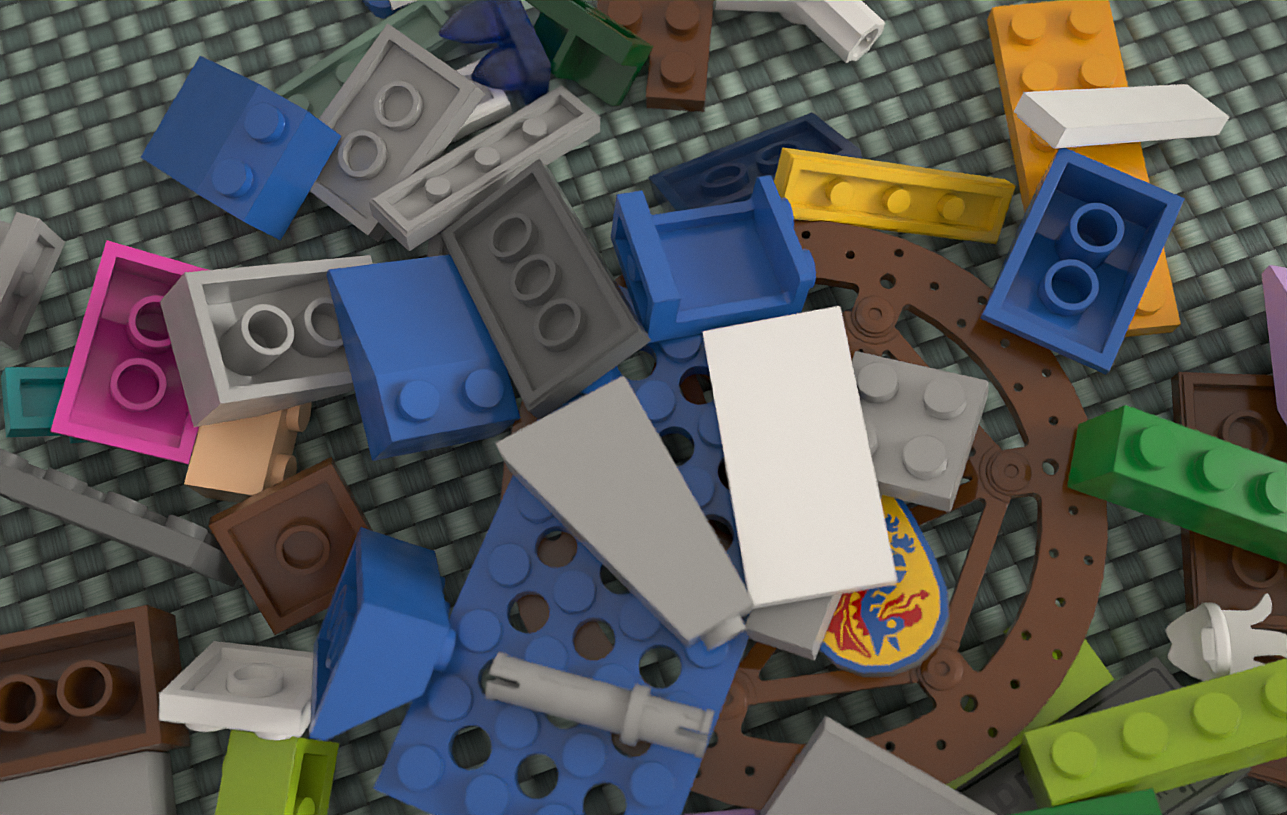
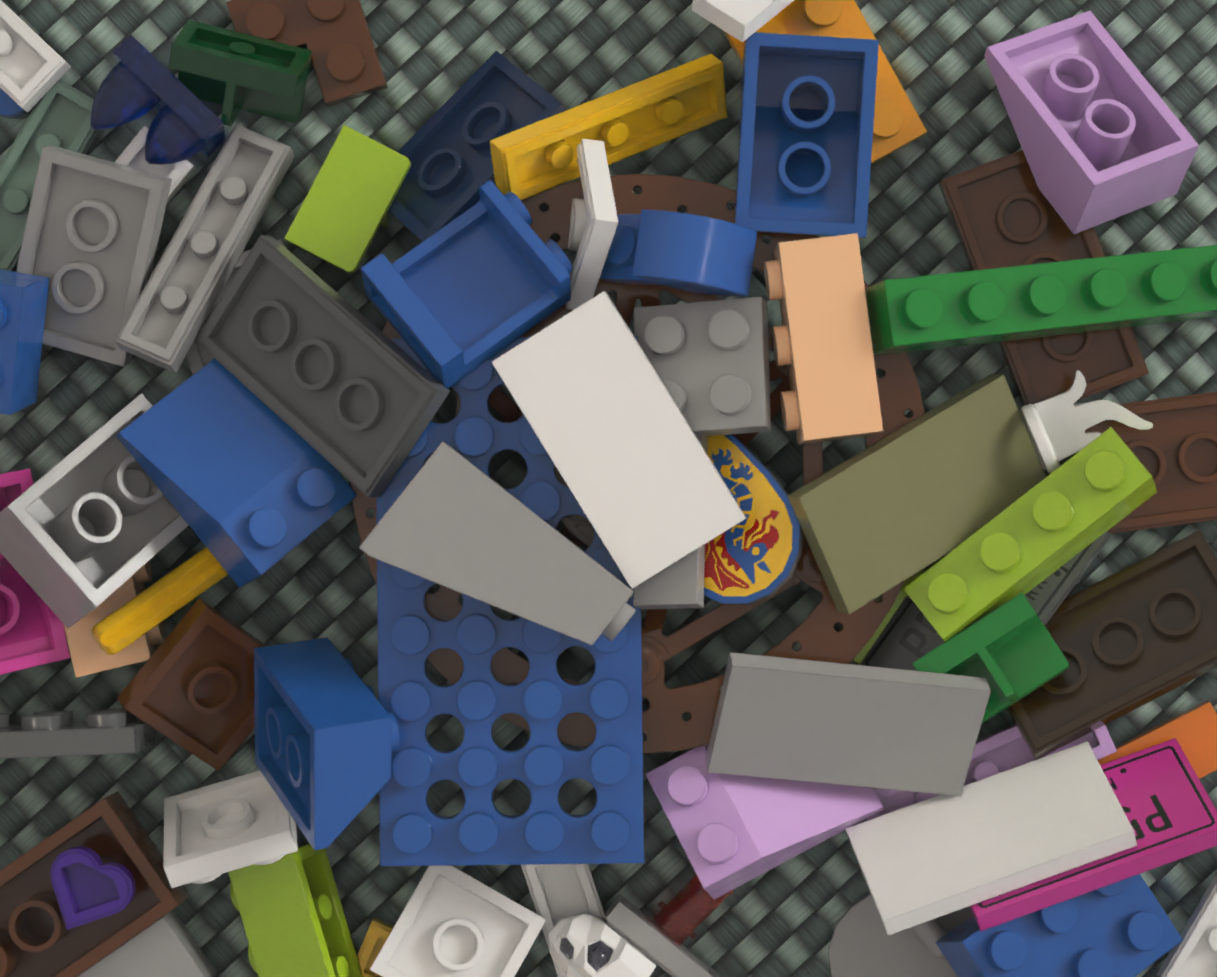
camera: 25 degrees left, 15 degrees up
(84, 684) = (89, 887): none -> dark purple tile
(290, 444) = (158, 602): none -> yellow axle
(600, 705) = (540, 722): light grey pin -> none
(641, 158) = (348, 200): none -> lime panel
(849, 255) = (591, 222): none -> white tile
(929, 304) = (682, 253): none -> blue brick
(1035, 450) = (824, 339): none -> light nougat brick
(1071, 640) = (917, 493): none -> olive tile

